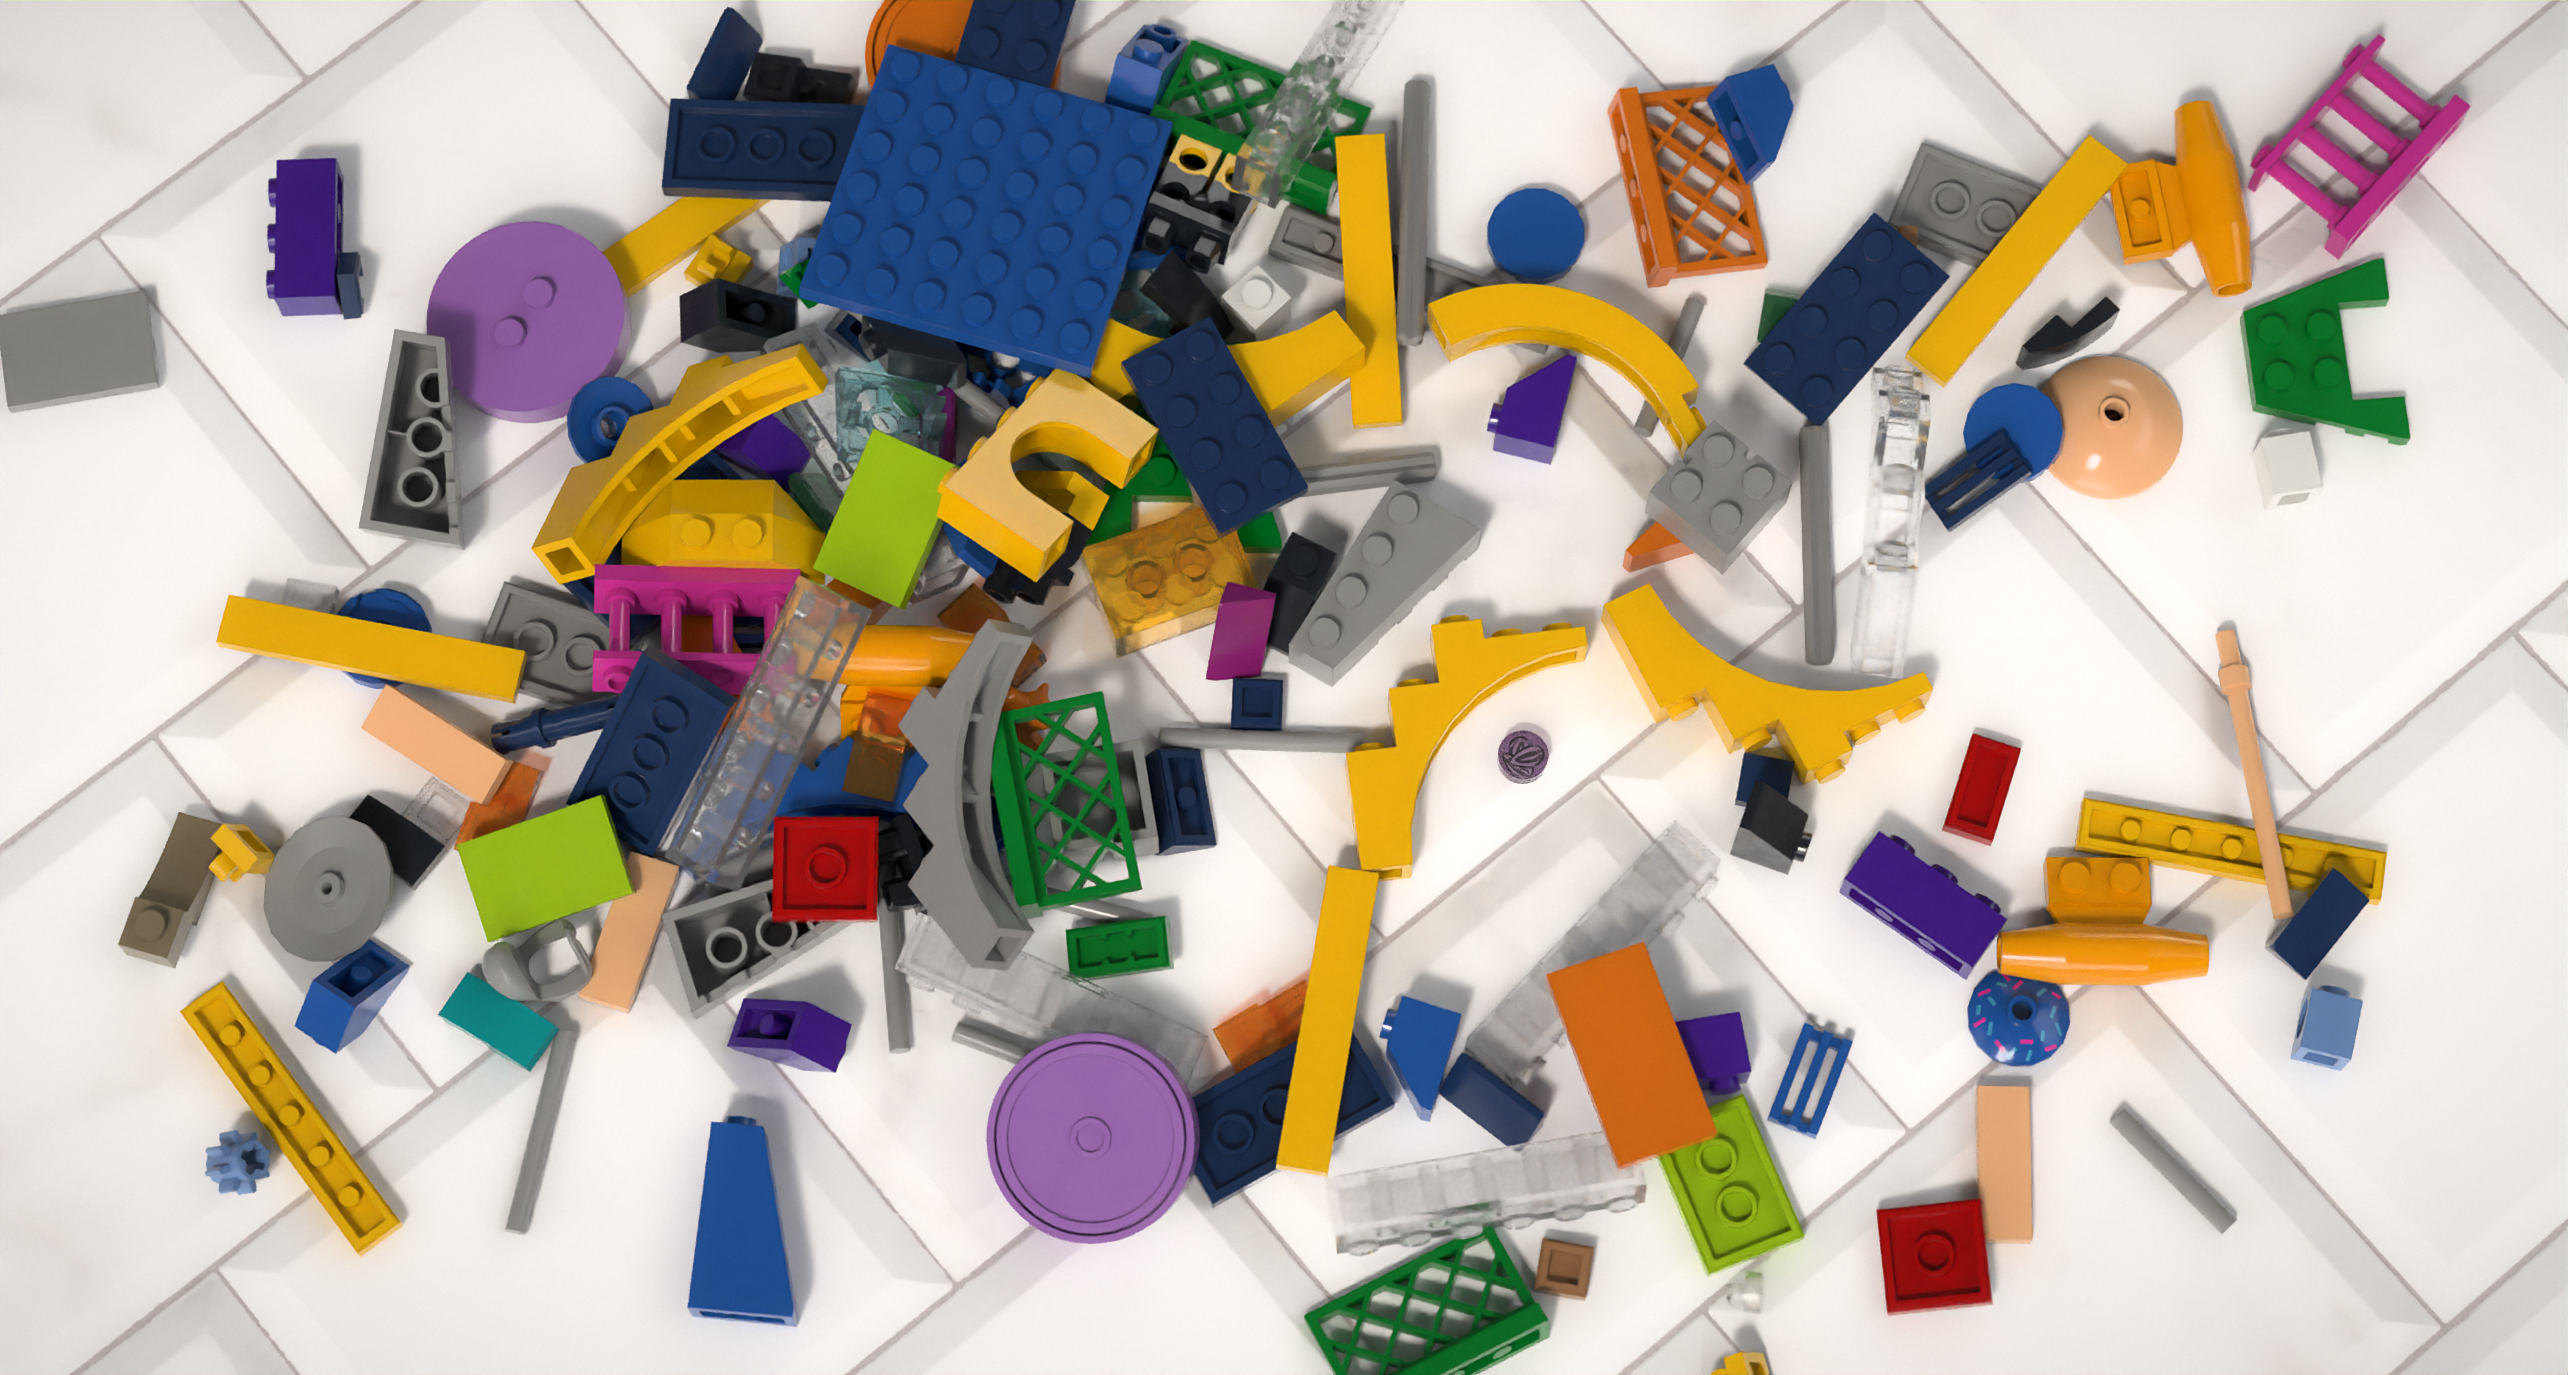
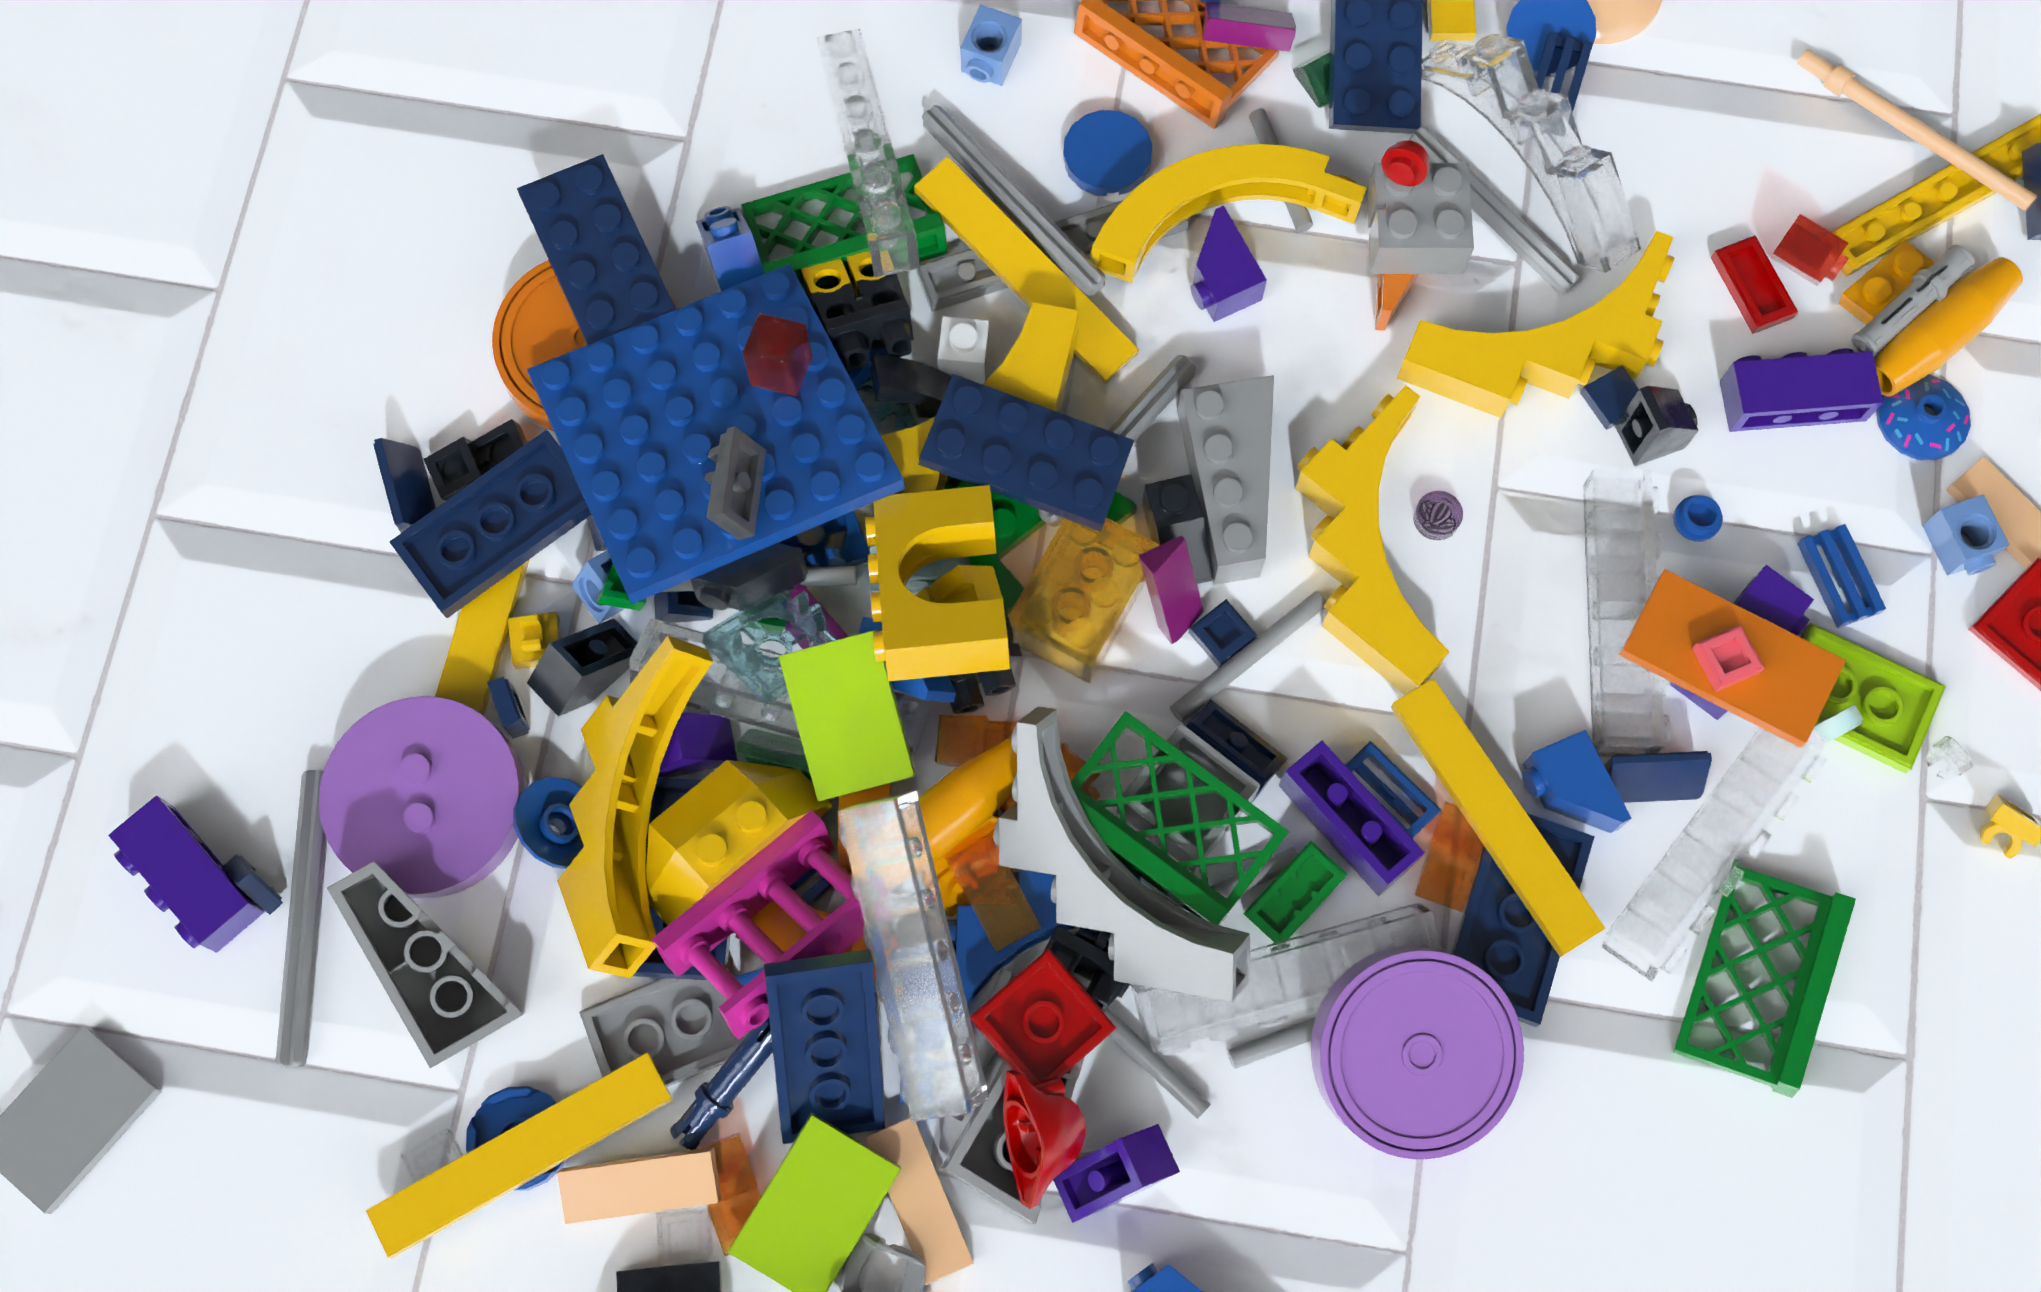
camera: 40 degrees left, 0 degrees up
(358, 348) = (302, 927): none -> light grey axle
(651, 305) = (509, 707): none -> dark blue tile
(753, 945) = (1041, 1133): none -> red hat
(952, 266) = (736, 483): none -> flat silver plate
(1080, 189) = (777, 354): none -> clear red brick
(1211, 926) = (1350, 818): none -> dark purple brick
(1270, 979) = (1408, 787): none -> blue tile
(1527, 49) = (993, 30): none -> medium blue brick
(1563, 1269) = (1811, 853): medium nougat tile -> none
(1619, 1049) = (1728, 658): none -> coral tile
(1672, 1182) = (1839, 723): none -> light aqua tile
(1725, 438) = (1406, 163): none -> red plate
(1735, 936) = (1698, 518): none -> blue plate
(1754, 220) = (1248, 26): none -> magenta slope
(1951, 1115) = (1976, 521): none -> medium blue brick
(2047, 797) = (1811, 251): none -> clear red brick
(2088, 908) = (1926, 287): none -> light grey pin

